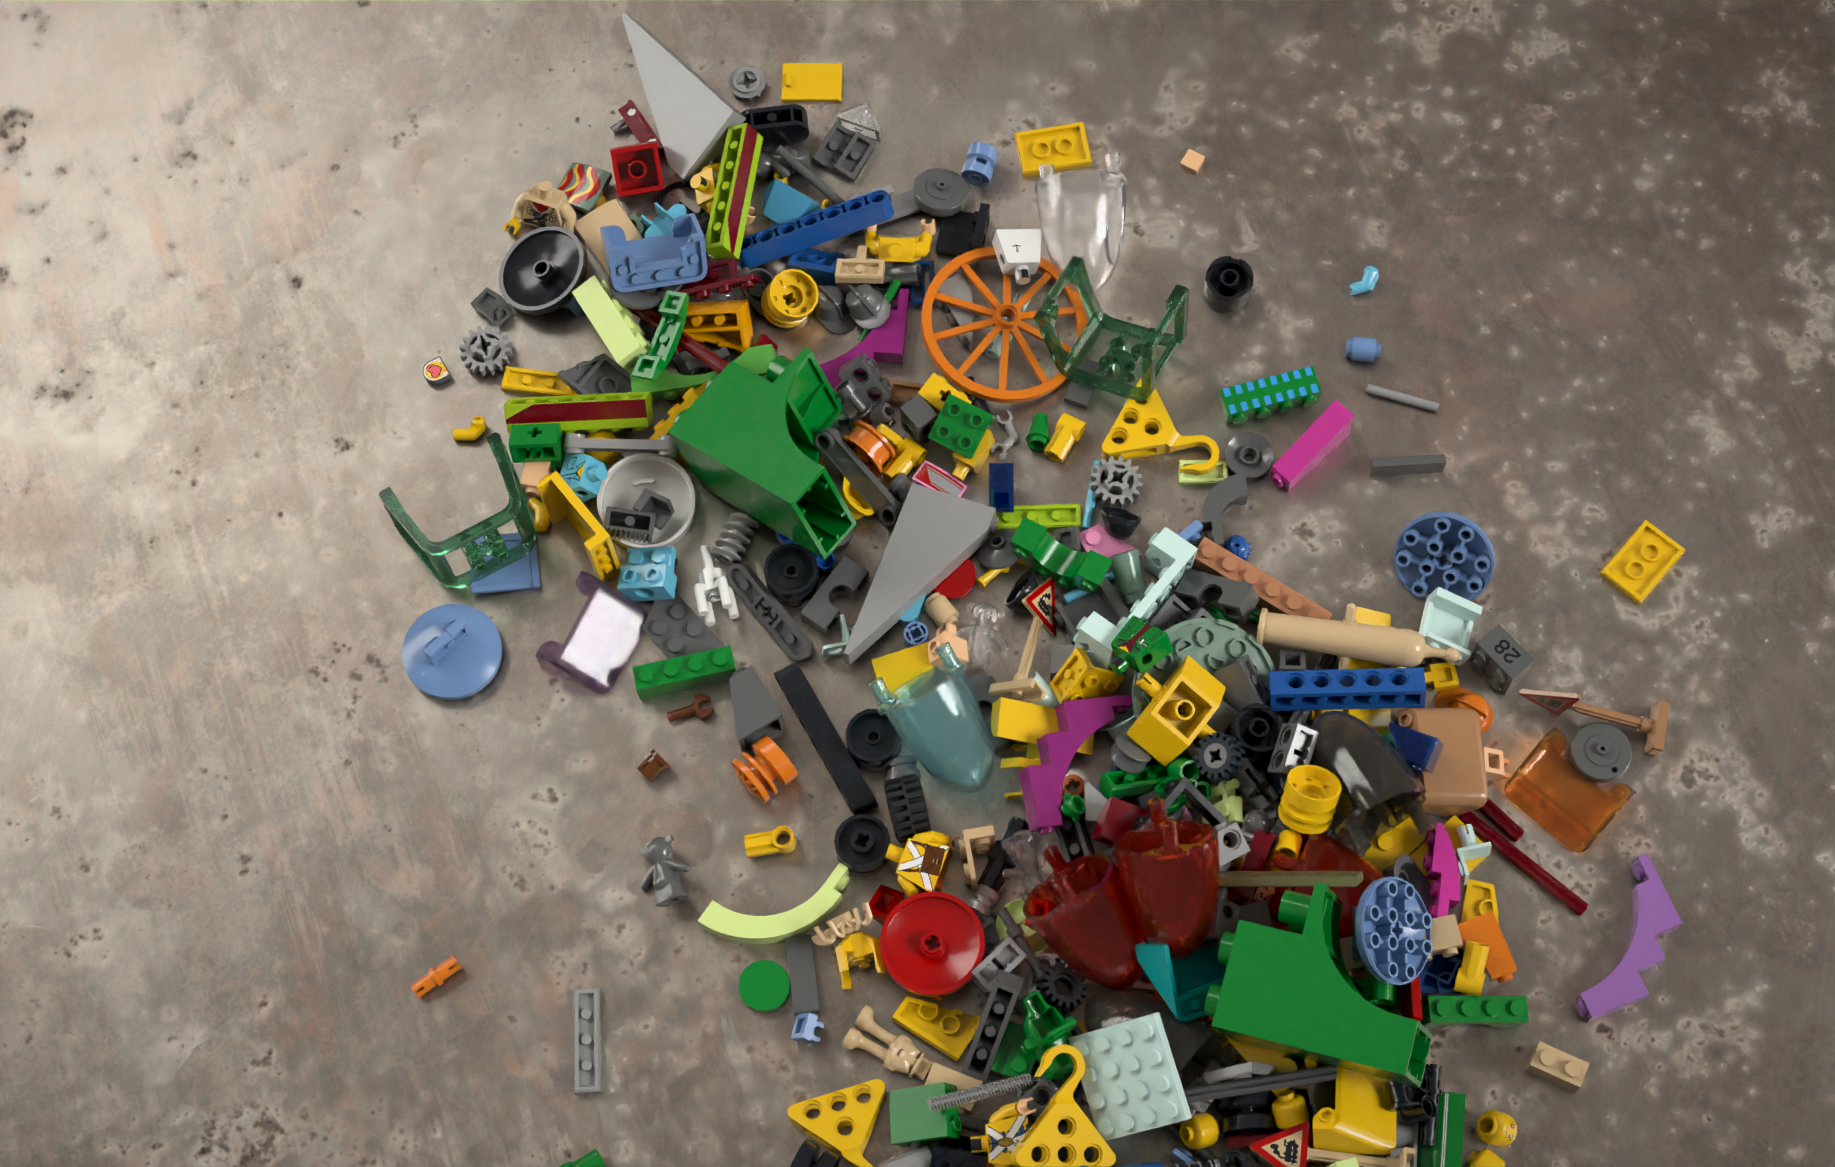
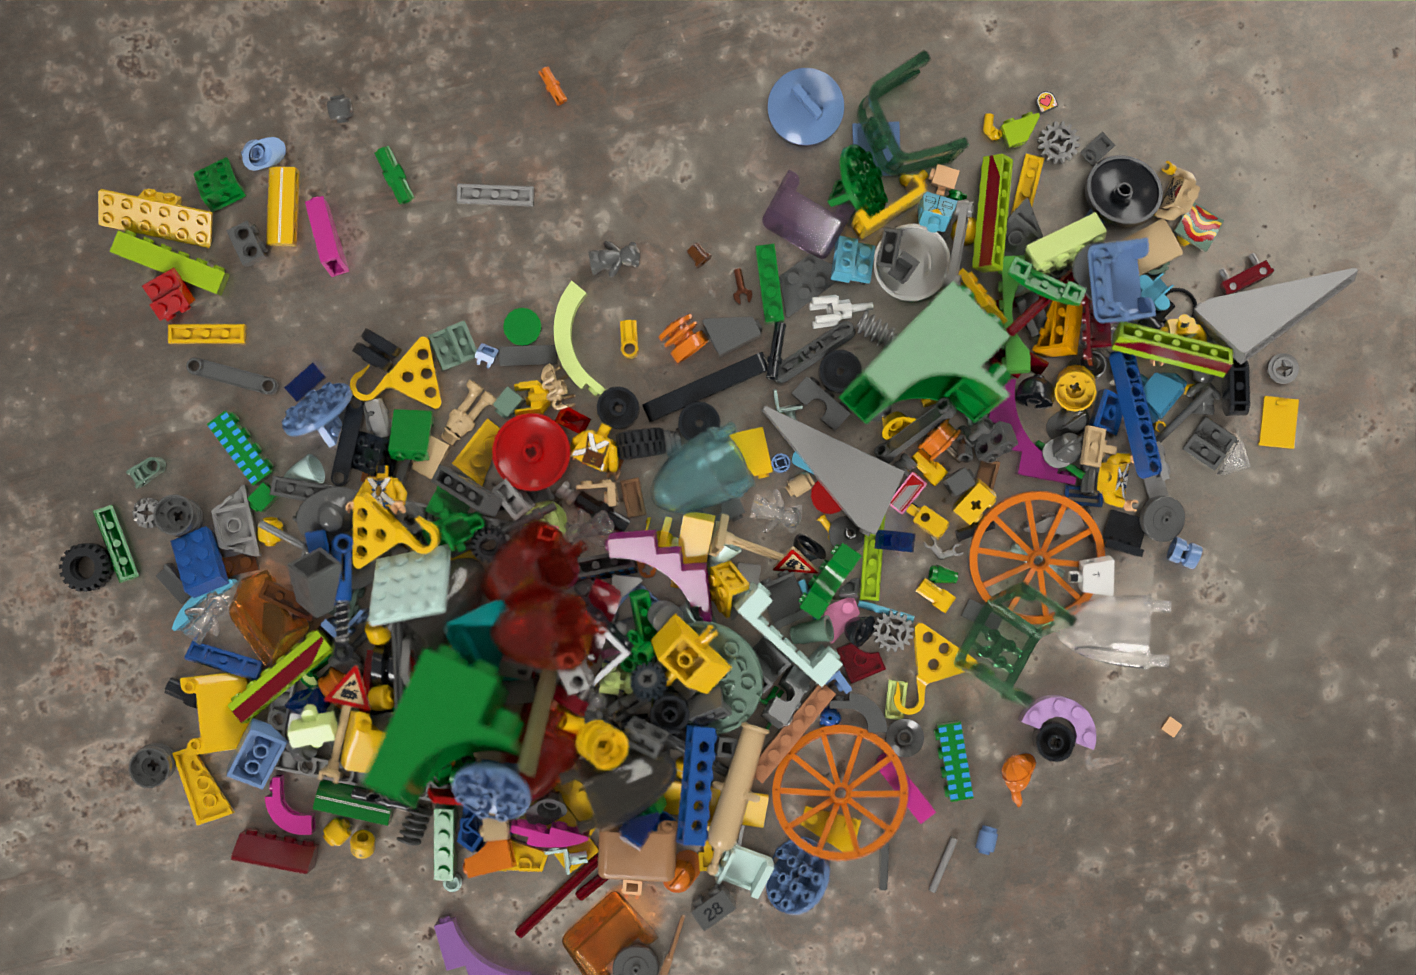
camera: 90 degrees right, 20 degrees up
(474, 396) = (1018, 131): none -> lime slope
(536, 442) = (968, 178): green brick -> none
(549, 572) = (859, 182): none -> green bracket
(637, 168) = (1207, 272): red brick -> none
(796, 338) = (1035, 391): none -> black cylinder
(797, 1075) = (453, 345): none -> sand green slope
(799, 654) = (776, 350): none -> black pin
(869, 986) = (508, 402): none -> sand green brick
(893, 438) = (945, 457): yellow tile -> none
(958, 645) = (765, 486): light nougat brick -> none
(960, 426) = (946, 514): green bracket -> none
(979, 816) = (633, 497): none -> medium nougat tile
(979, 1092) = (418, 481): light grey axle -> none
(1058, 145) = (1194, 614): yellow tile -> none
(1073, 806) = (623, 567): green plate -> none
(1139, 646) = (737, 631): green torso -> none
(1161, 513) = (859, 663): none -> dark red tile
(1190, 267) = (1060, 706): none -> lavender brick
(1276, 320) = (1017, 774): none -> orange piece
(1319, 439) = (834, 788): none -> orange wheel
(1367, 283) = (1045, 852): medium azure arm -> none
(1376, 531) = (839, 833): none -> yellow wing
(1459, 1059) = (416, 825): none -> dark grey piece
(1471, 974) = (467, 844): yellow piece -> none
(1533, 1003) = (453, 886): none -> light aqua plate
(1557, 1067) = (402, 894): tan brick -> none

